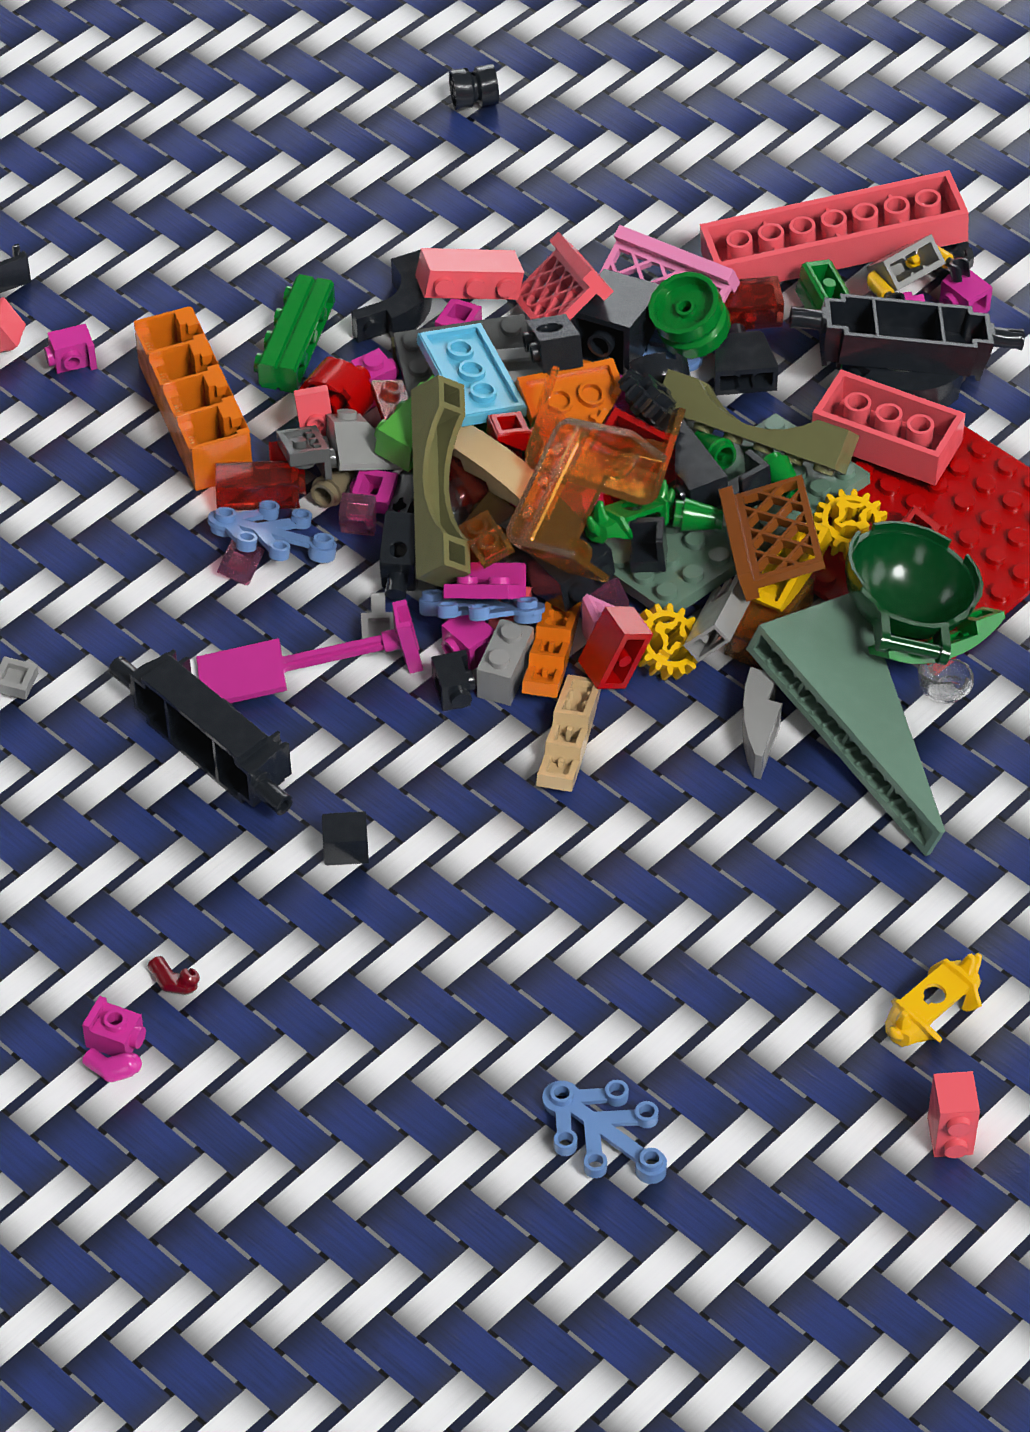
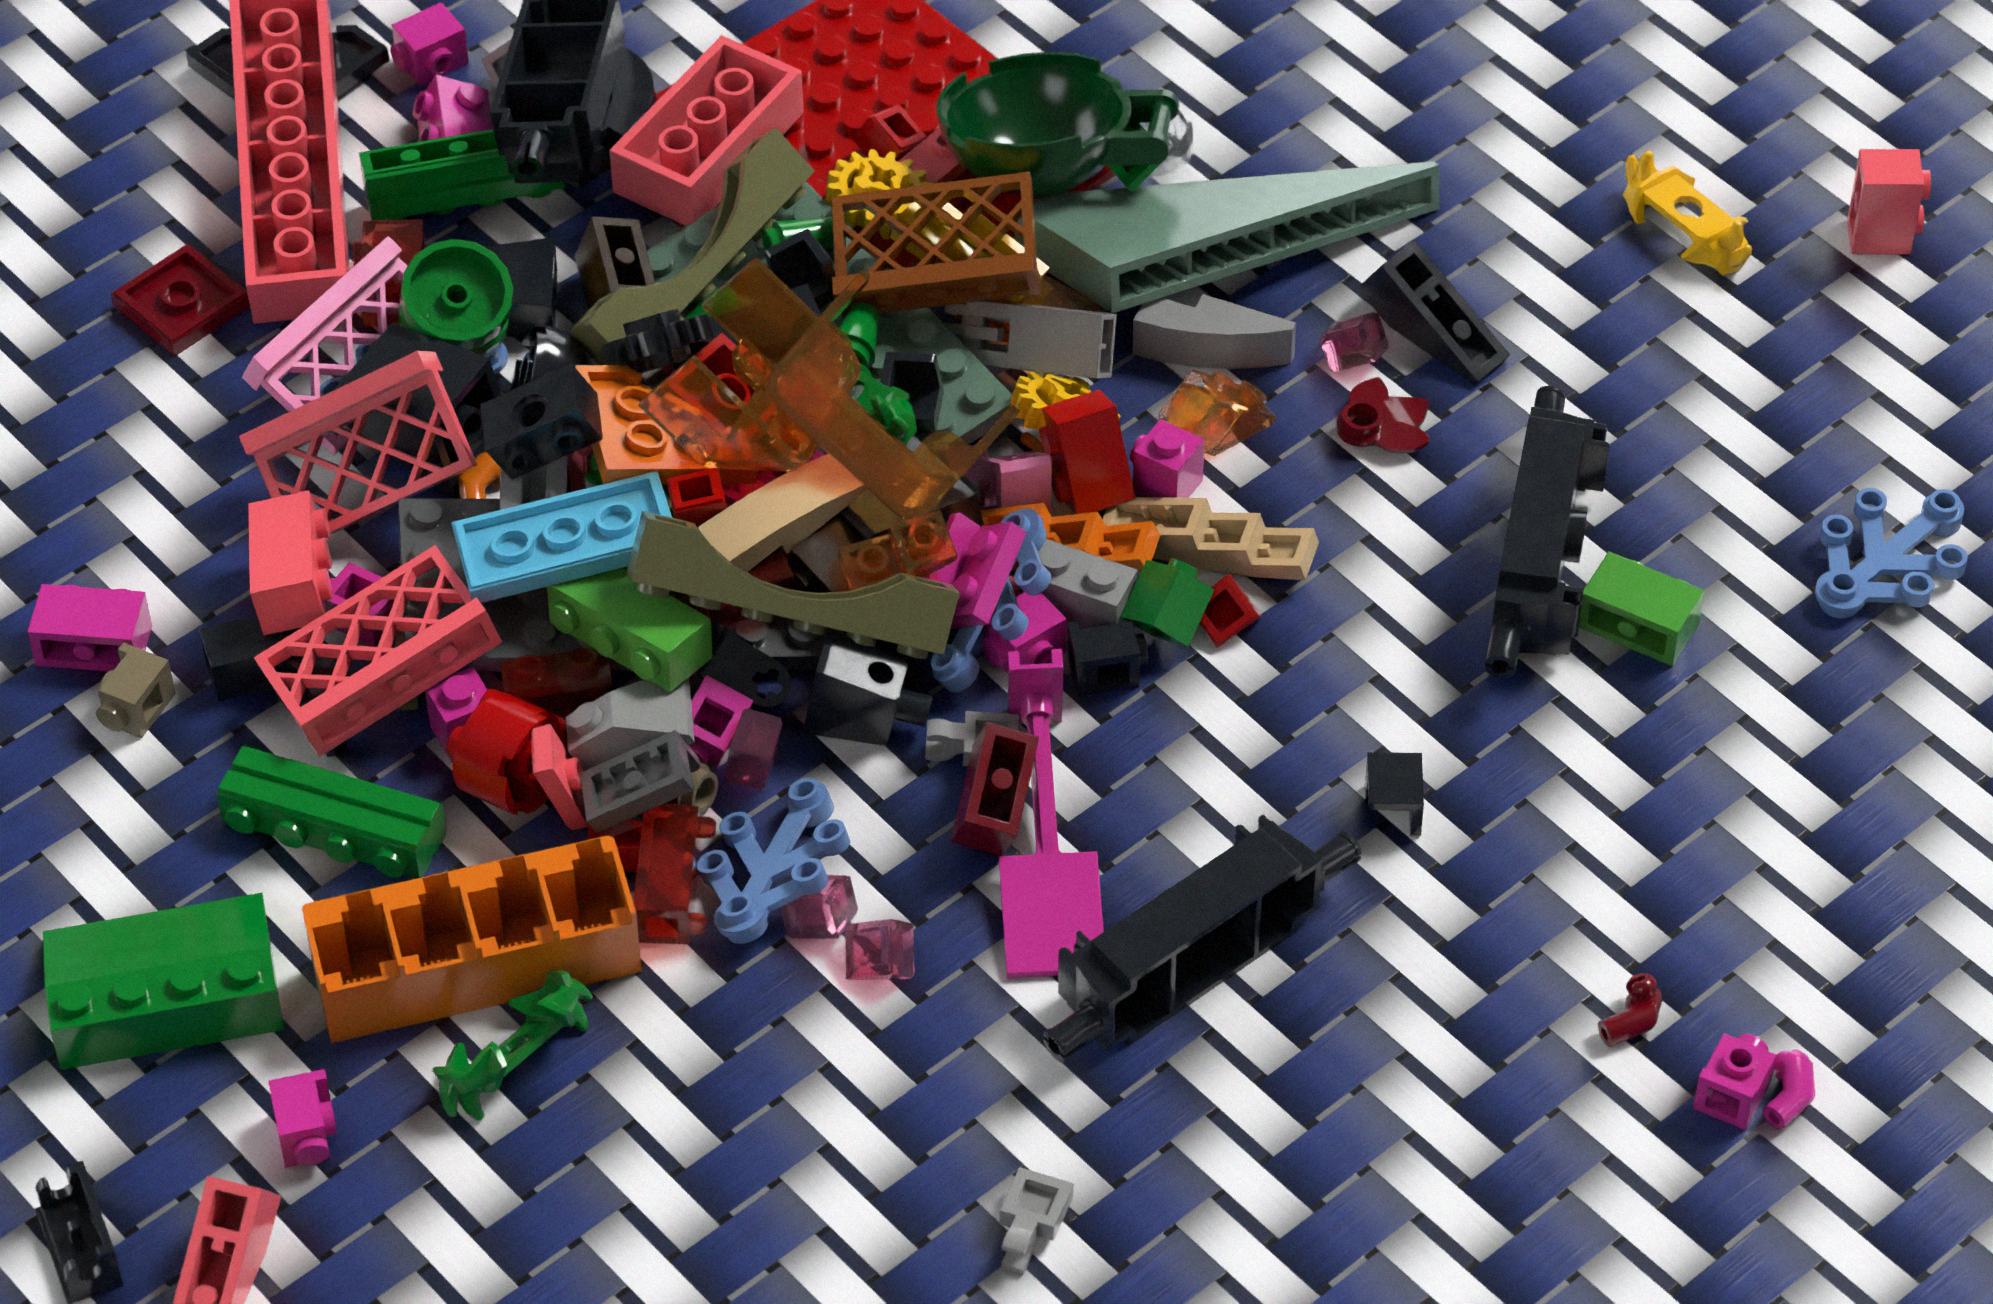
camera: 85 degrees left, 0 degrees up
(107, 417) = (546, 1010): none -> green piece
(175, 270) = (160, 981): none -> green slope
(207, 592) = (879, 950): none -> clear pink slope
(320, 623) = (995, 789): none -> dark red brick
(381, 329) = (395, 673): none -> coral fence
(382, 237) = (135, 691): none -> dark tan brick
(431, 212) = (87, 626): none -> dark pink brick
(491, 702) = (1168, 601): none -> green brick
(506, 745) = (1227, 611): none -> red slope
(526, 973) = (1641, 608): none -> bright green brick
(577, 900) = (1531, 603): none -> black brick
(626, 702) = (1167, 462): none -> dark pink brick
(682, 727) = (1217, 410): none -> clear orange slope
(701, 828) = (1383, 419): none -> dark red plate
(710, 206) = (181, 299): none -> dark red tile
(758, 399) = (612, 258): none -> dark brown brick
(770, 805) = (1354, 342): none -> clear pink slope
(797, 845) = (1432, 314): none -> black slope
(910, 264) = (394, 82): light grey torso -> none

